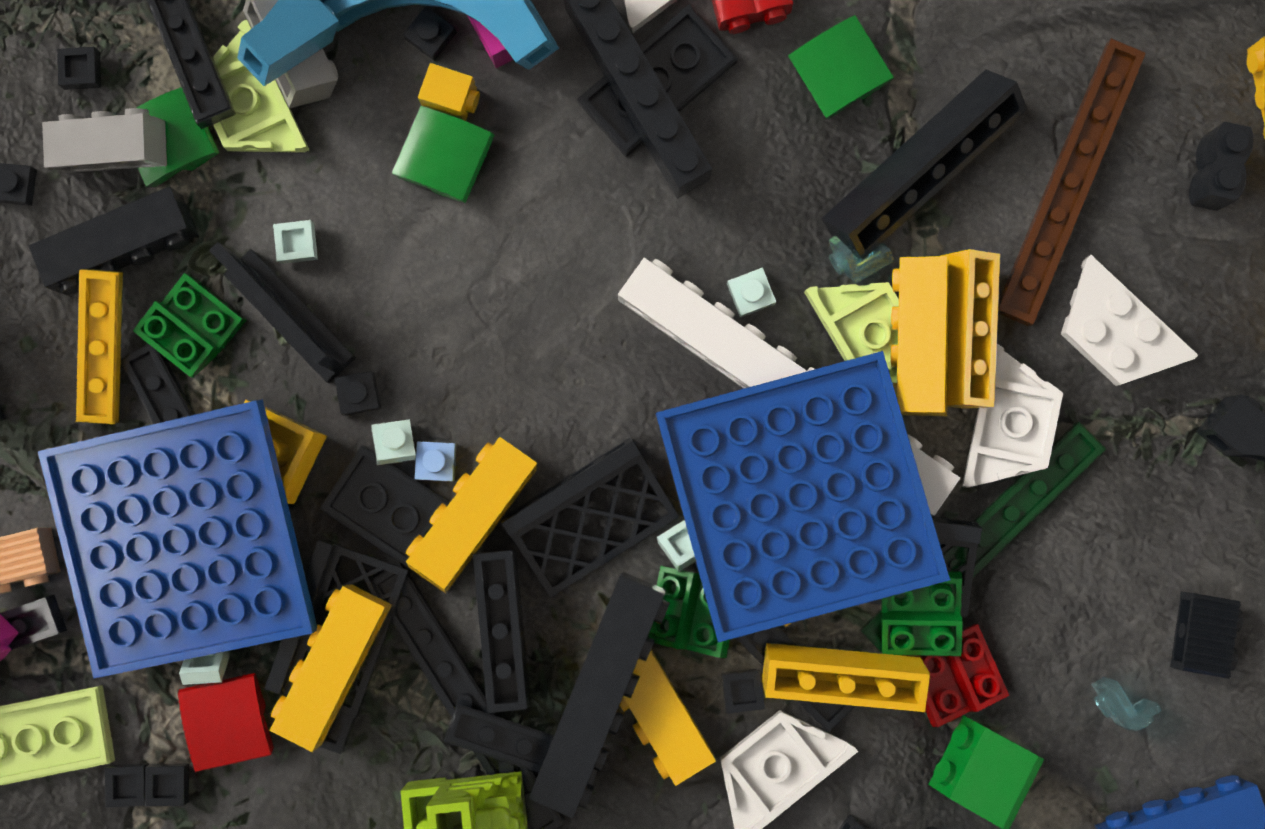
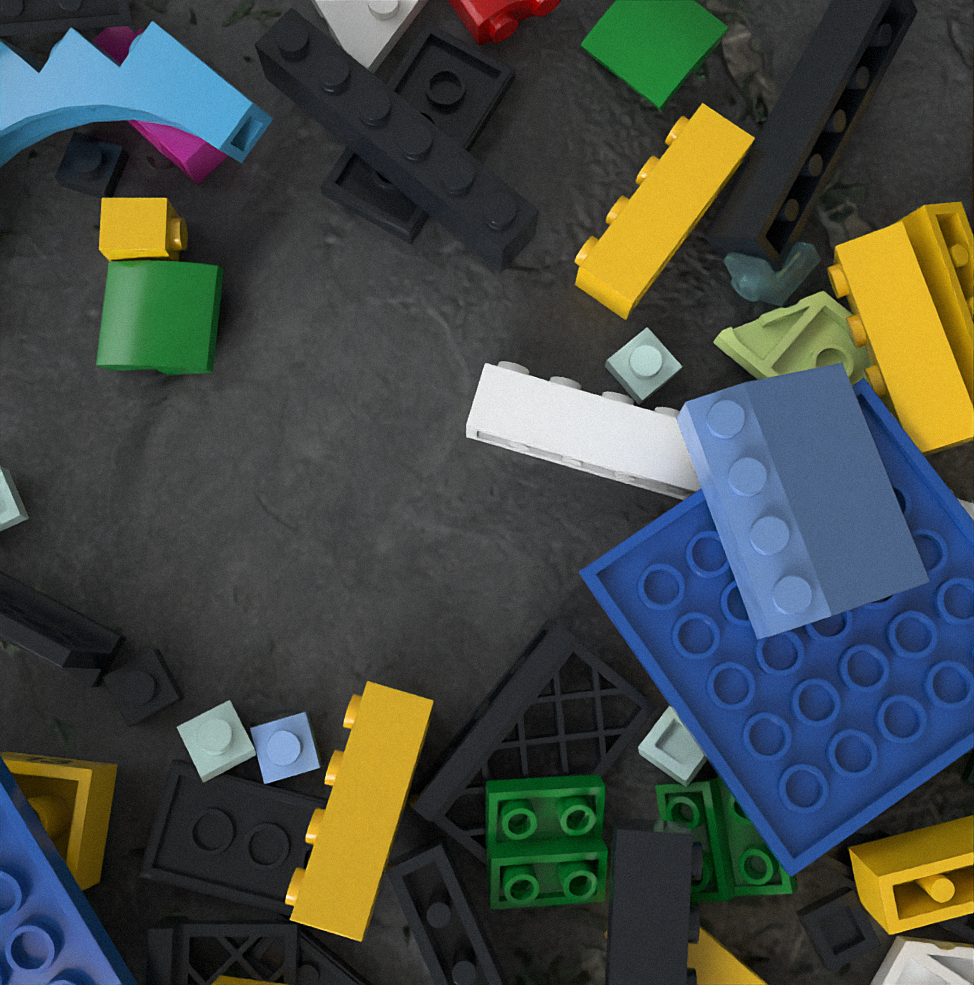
camera: 25 degrees left, 5 degrees down
(577, 573) = (545, 841): none -> green slope
(801, 191) = (662, 210): none -> yellow brick
(811, 412) = (799, 497): none -> medium blue slope

